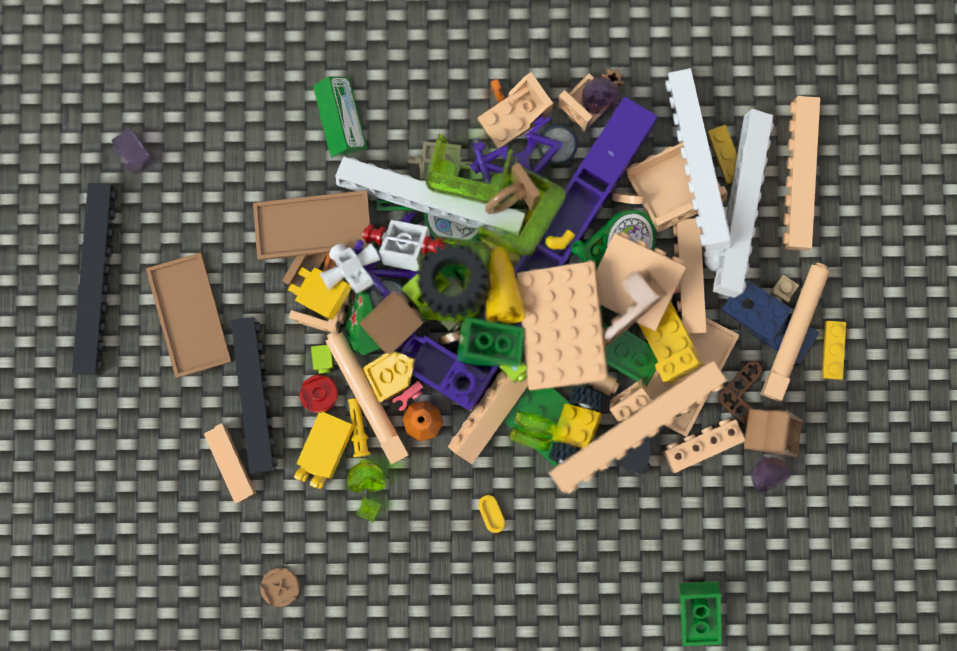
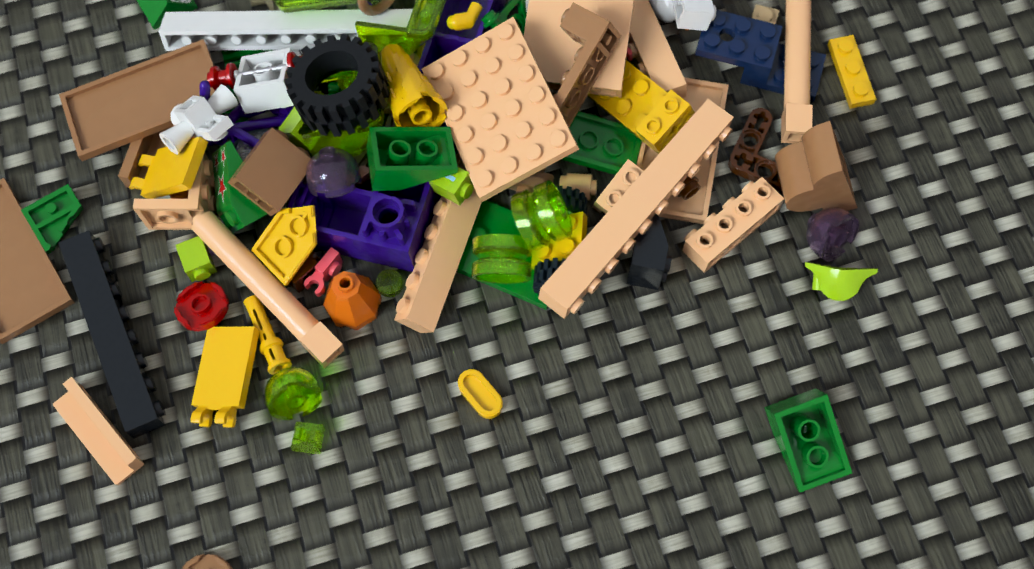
camera: 20 degrees left, 15 degrees down
(229, 293) = (53, 216): none -> green wing
(433, 338) = (332, 172): none -> clear purple cylinder
(451, 414) = (389, 283): none -> clear neon green tile
(568, 413) = (541, 215): none -> clear neon green wheel
(762, 509) = (838, 282): none -> lime hat

